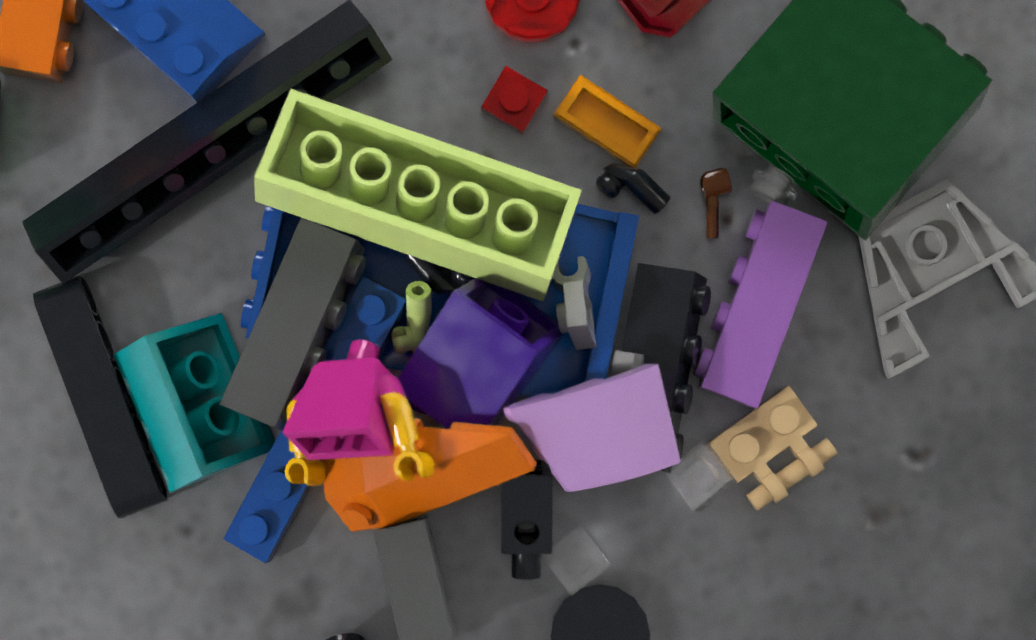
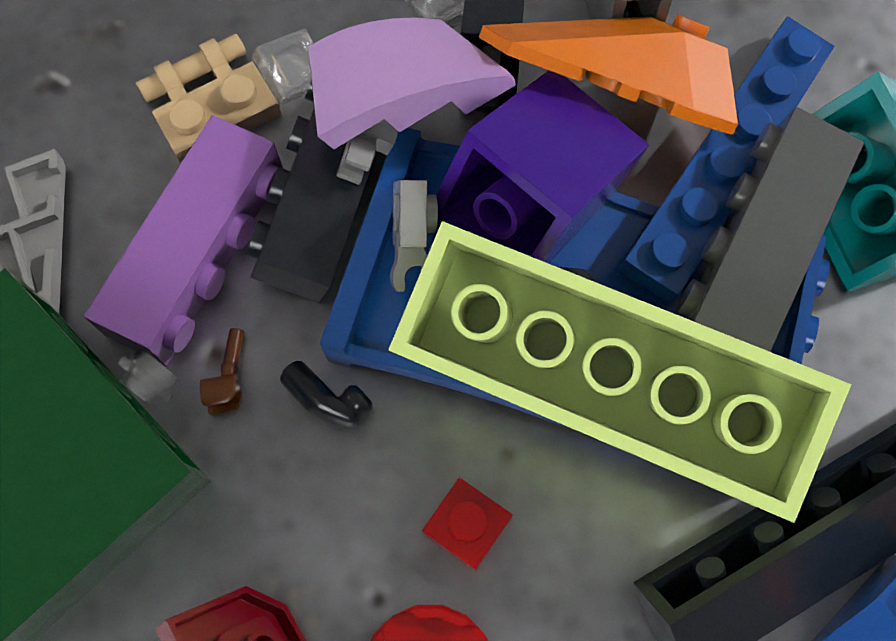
camera: 170 degrees left, 15 degrees down
(349, 413) = (698, 100): dark pink torso -> none
(418, 318) = (608, 244): yellowish green arm -> none
(607, 122) = (348, 484): light orange tile -> none

